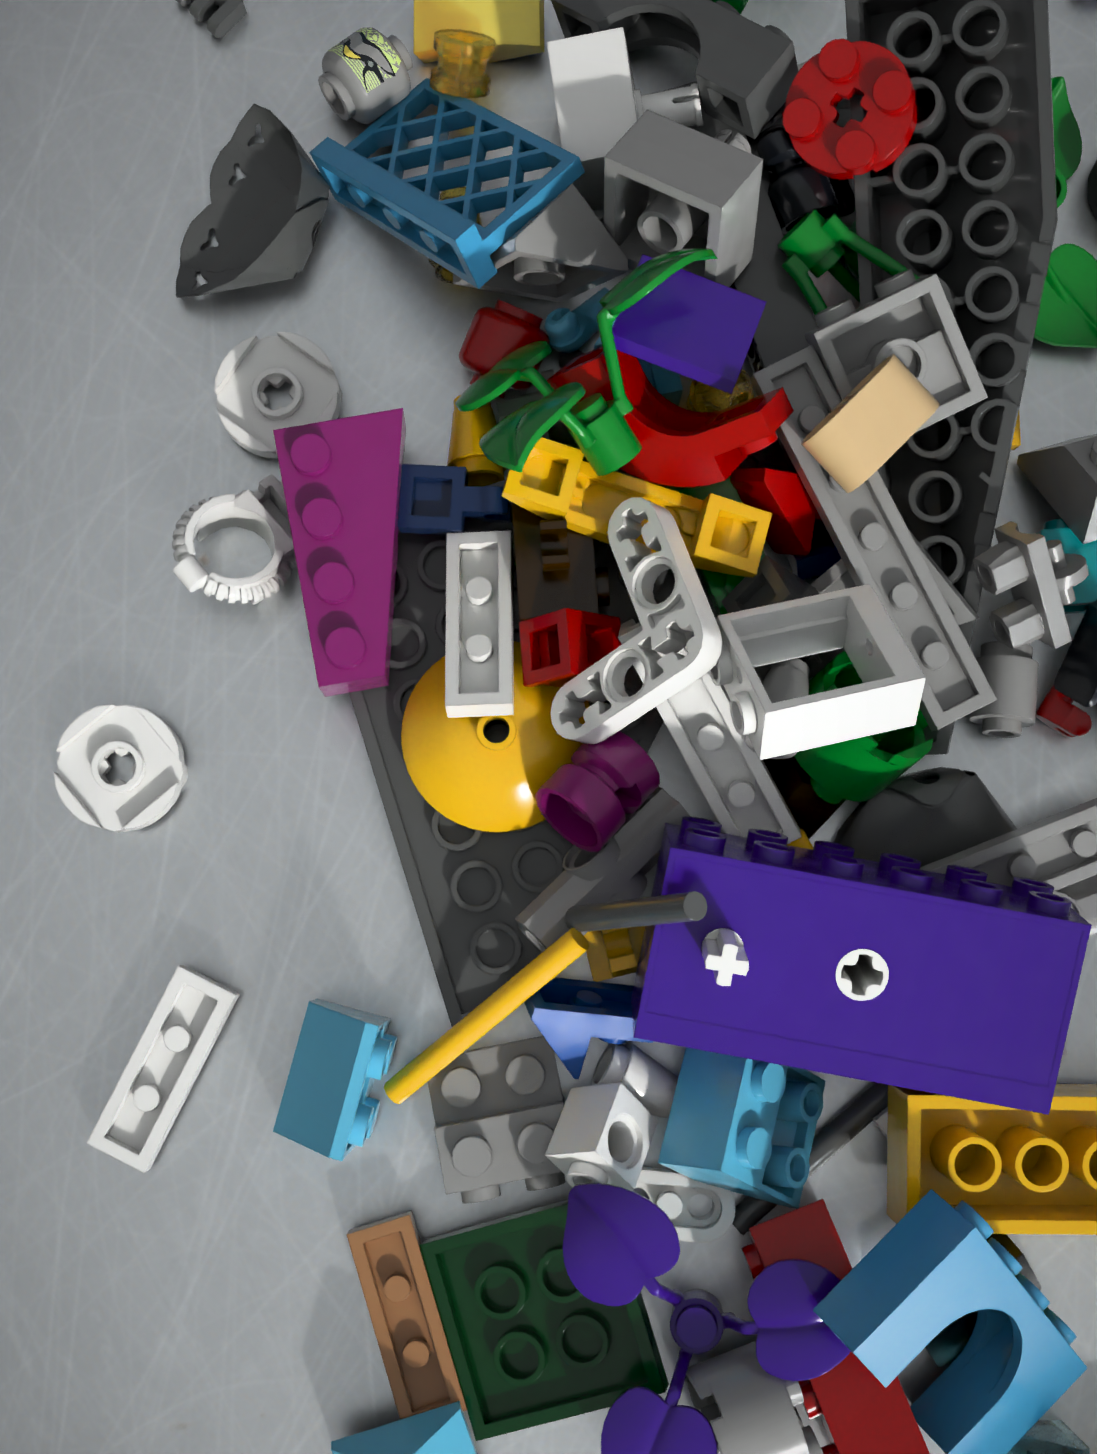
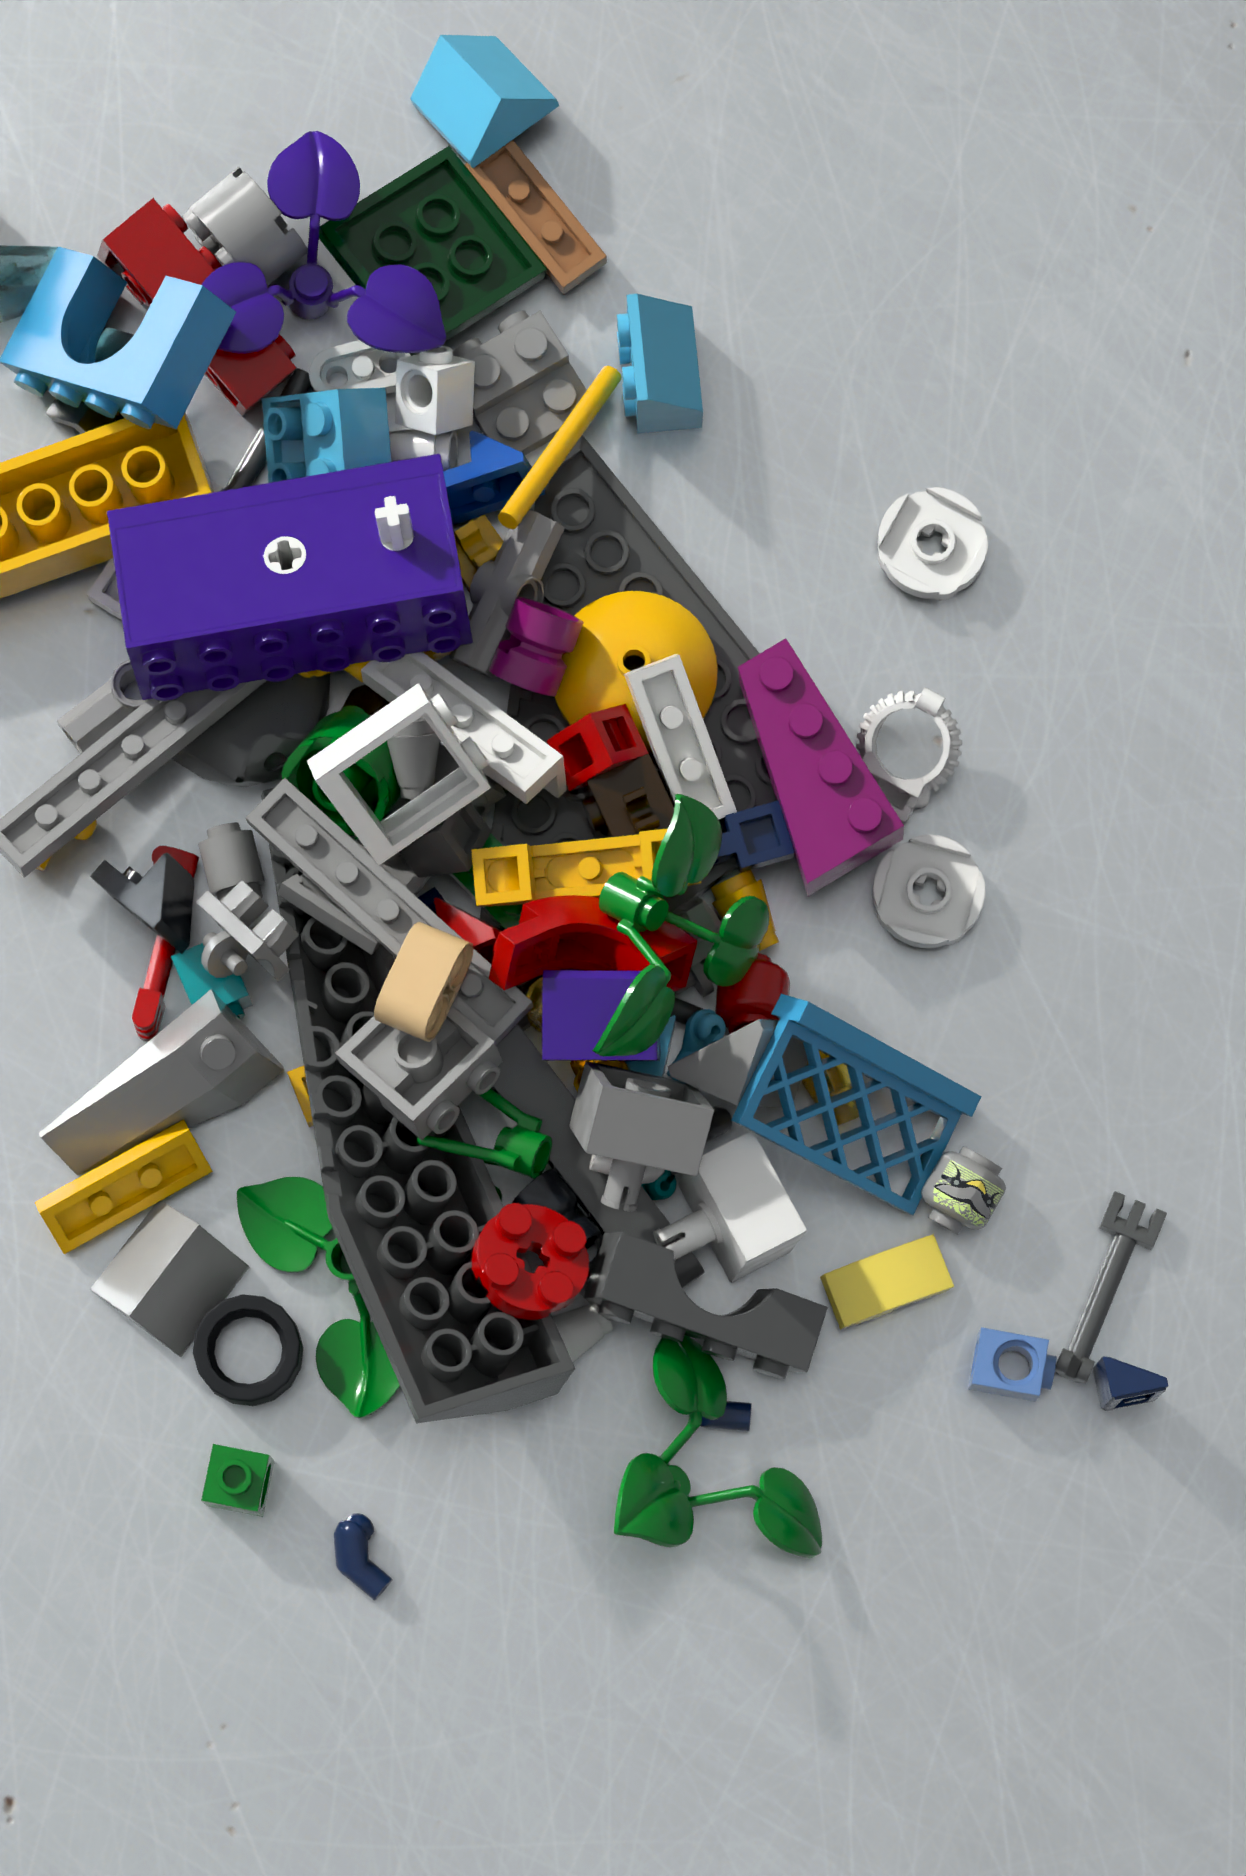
camera: 160 degrees right, 5 degrees down
(163, 1068) = (800, 328): white plate -> none
(261, 221) = (1006, 1041): dark grey piece -> none
(462, 63) = (882, 1223): clear yellow wheel -> none
(637, 912) = (473, 539): dark grey bar -> none
(662, 631) = (530, 766): white beam -> none

